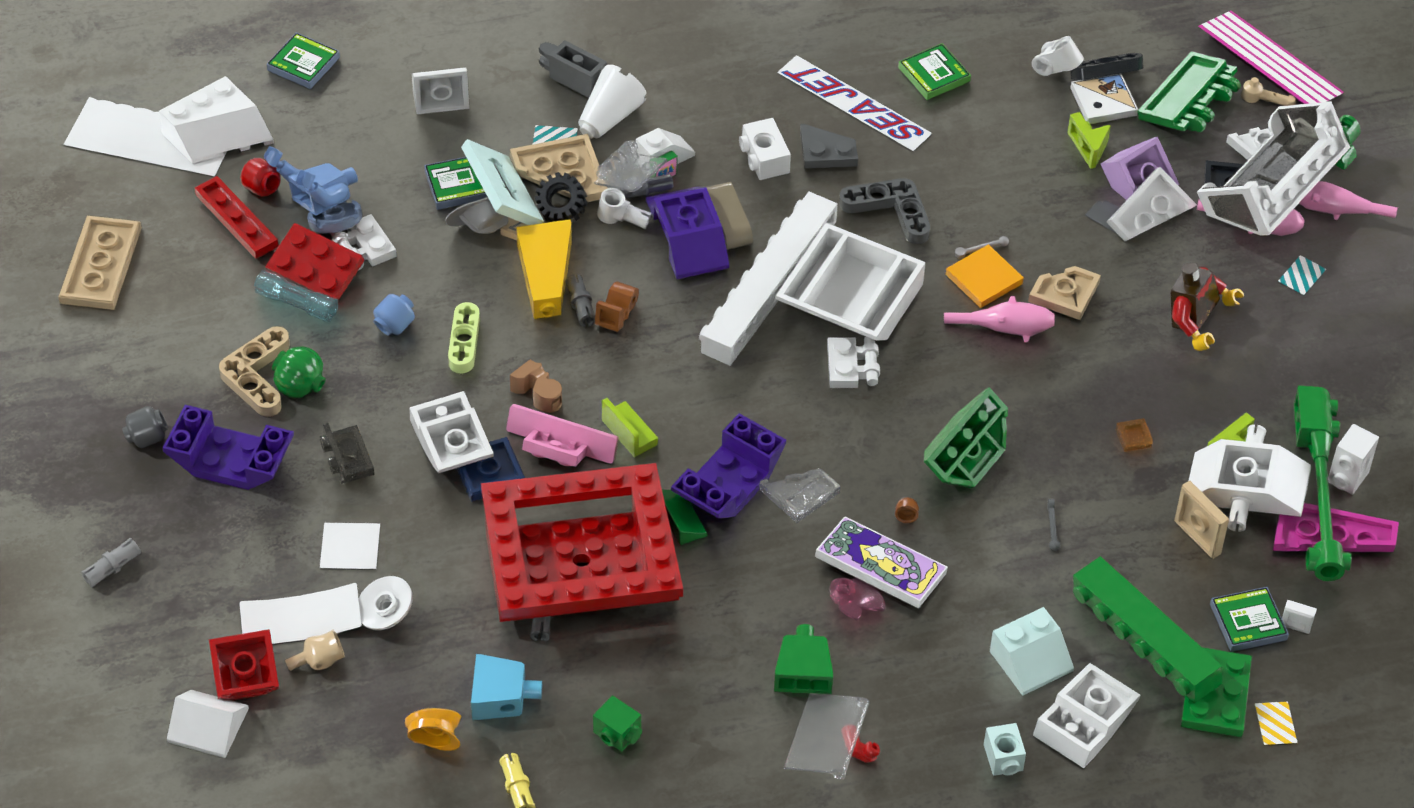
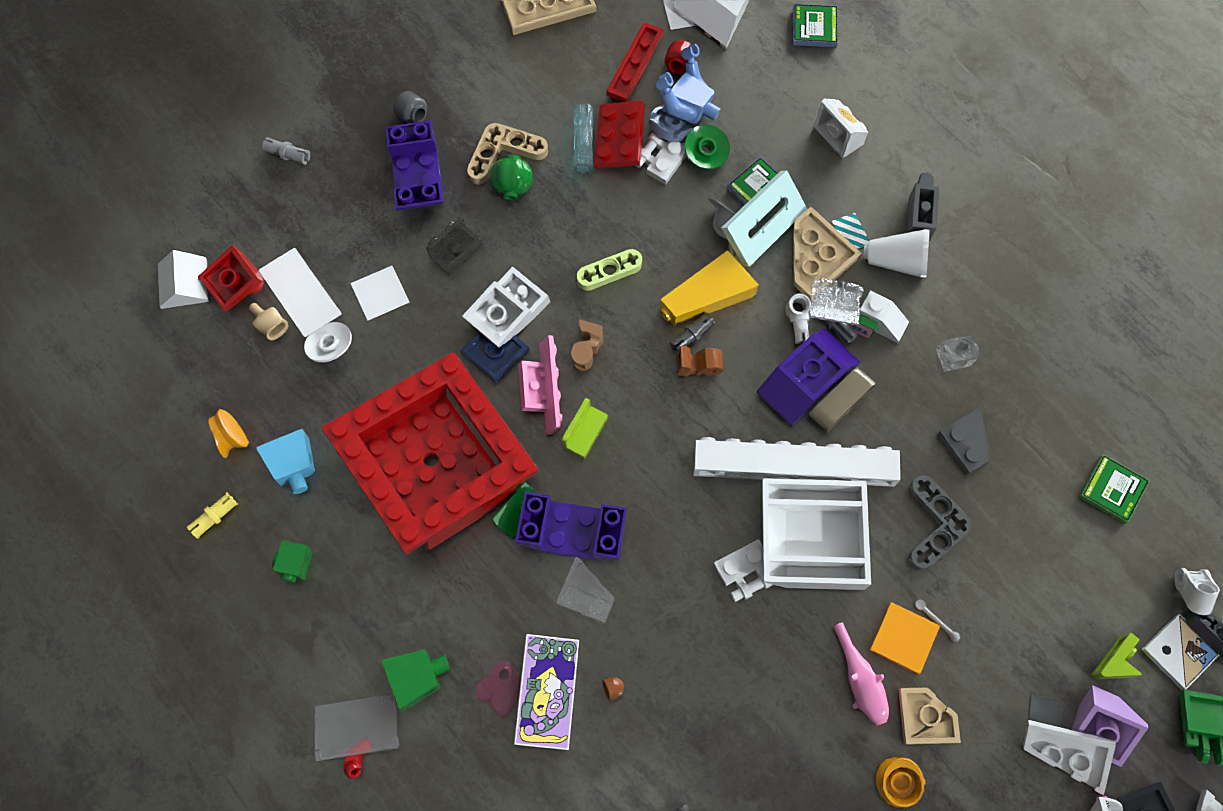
camera: 65 degrees right, 20 degrees up
(384, 199) = (711, 138): none -> green dish
(393, 314) = (599, 210): medium blue head -> none
(556, 184) = (771, 259): black tyre -> none
(736, 112) = (951, 360): none -> clear brick
(765, 149) = (926, 406): white brick -> none
(855, 103) = (1036, 441): sticker -> none
(969, 441) = (701, 708): green wedge -> none
(1111, 334) = (900, 782): none -> light orange piece

